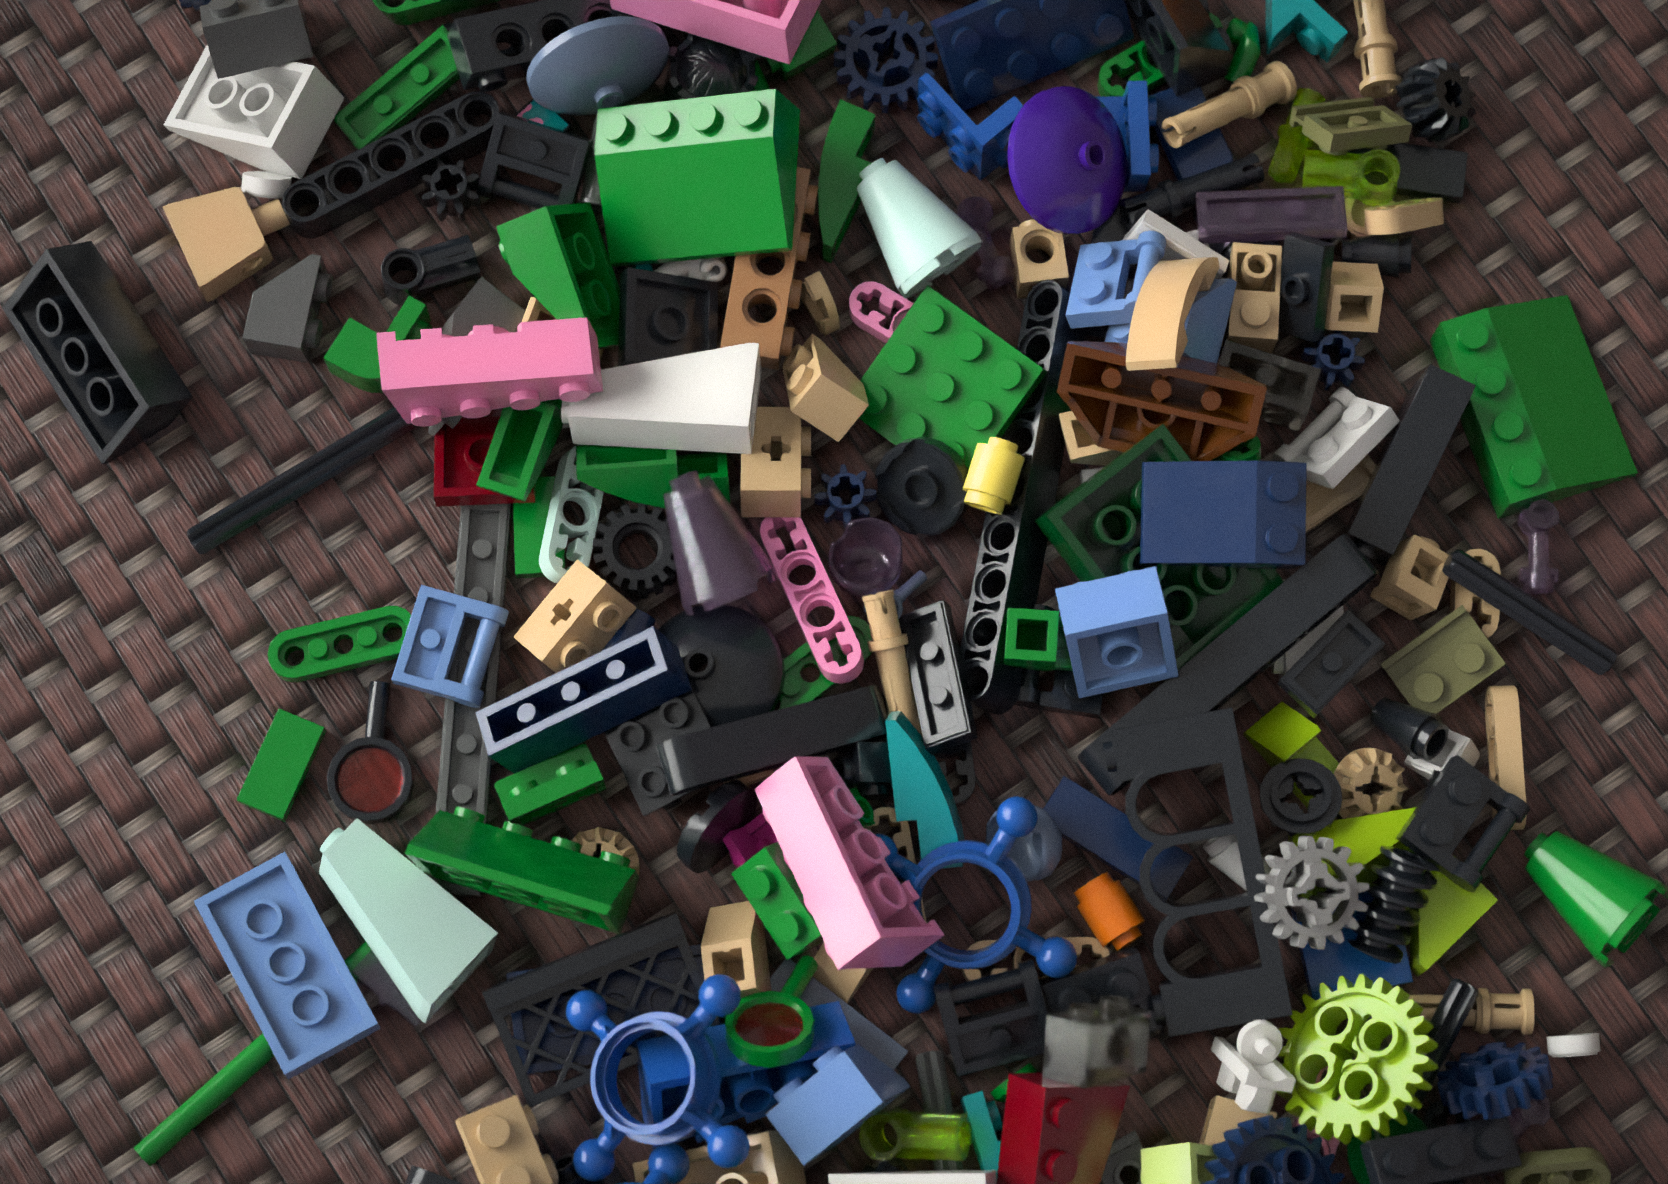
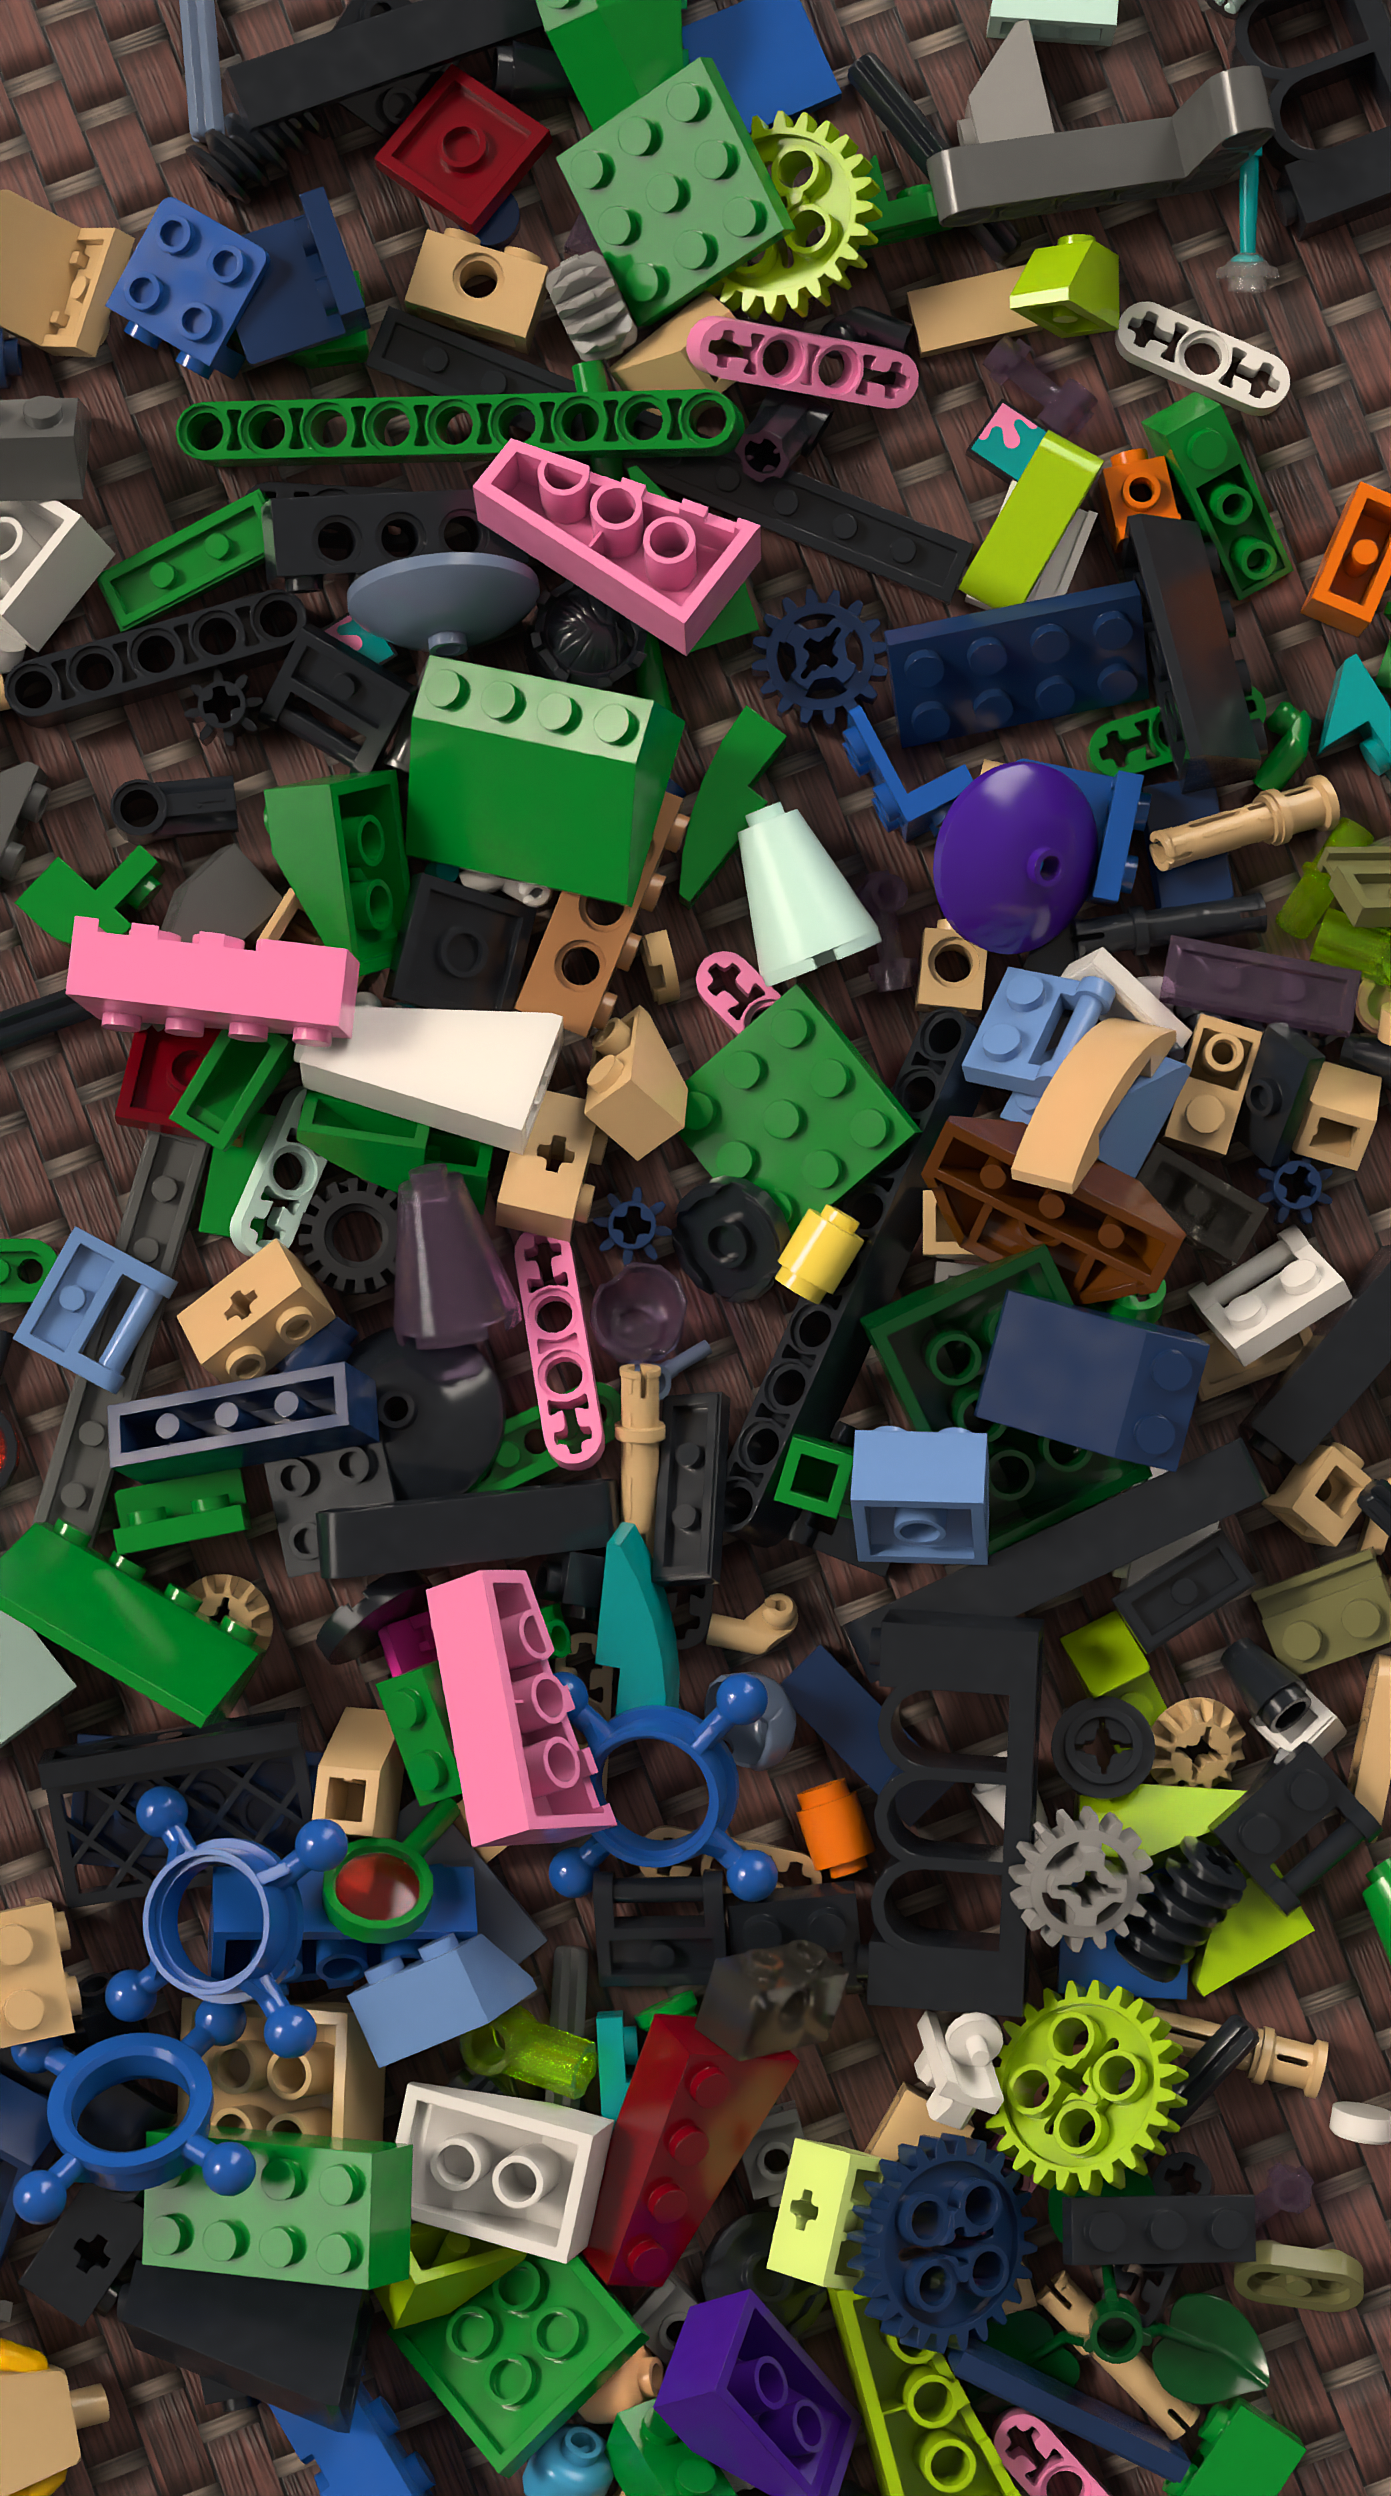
camera: 15 degrees right, 10 degrees up
(1015, 776) = (759, 1630): none -> tan arm
(1495, 1080) = (1251, 2151): dark blue gear -> none

